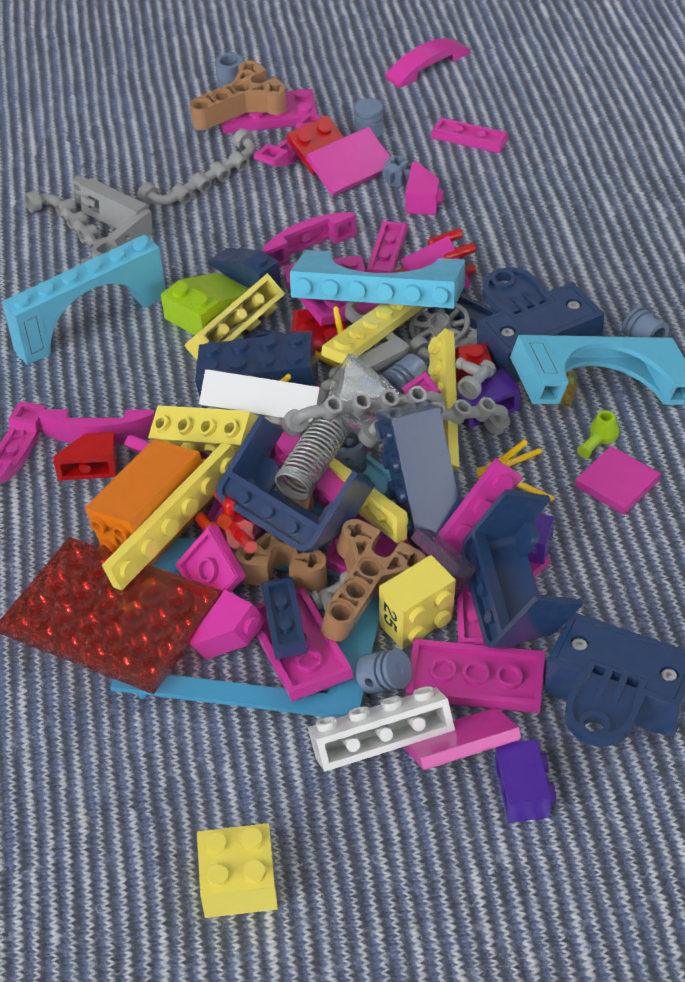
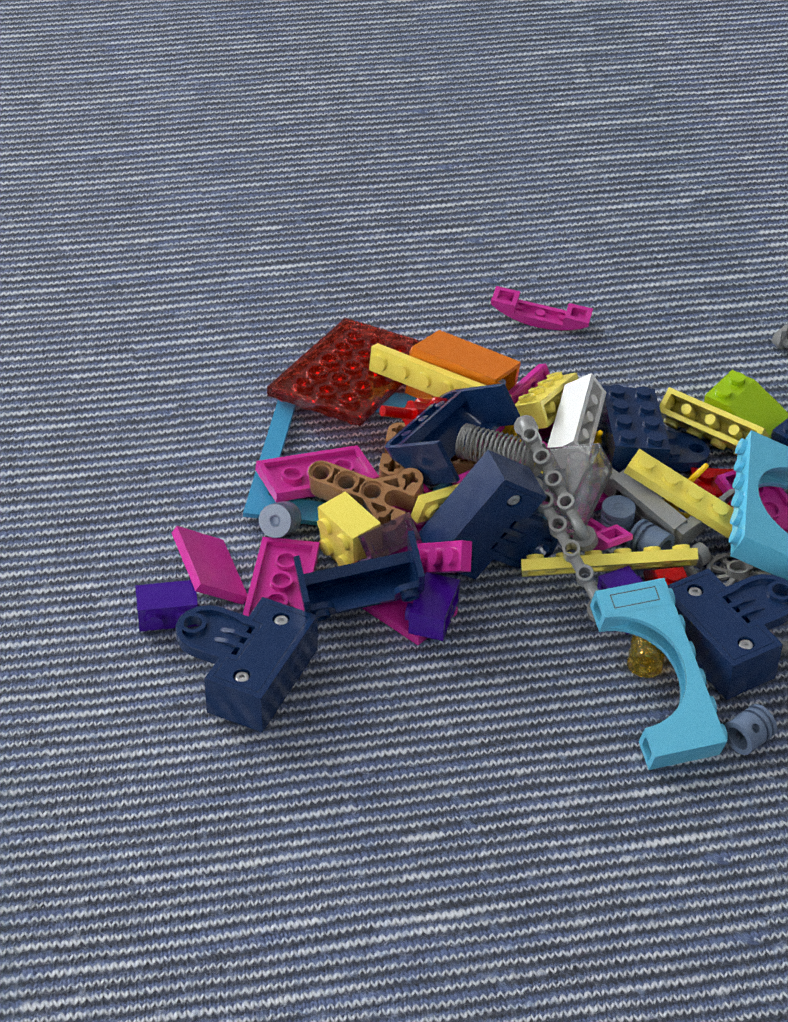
camera: 85 degrees right, 5 degrees down
(36, 310) = (756, 340): medium azure arch -> none
(59, 425) = (566, 341): dark pink slope -> none
(88, 458) = (530, 350): red slope -> none
(211, 561) = (375, 420): dark pink tile -> none
(227, 626) = (335, 429): dark pink slope -> none
(236, 870) = (105, 447): light yellow brick -> none
(284, 618) = (345, 455): dark blue plate -> none
(381, 728) = (223, 519): white brick -> none
(471, 385) = (621, 570): light grey piece -> none
(509, 462) = (532, 611): yellow plant -> none
(603, 430) = (596, 692): lime bar -> none
(617, 480) = (525, 698): dark pink tile -> none

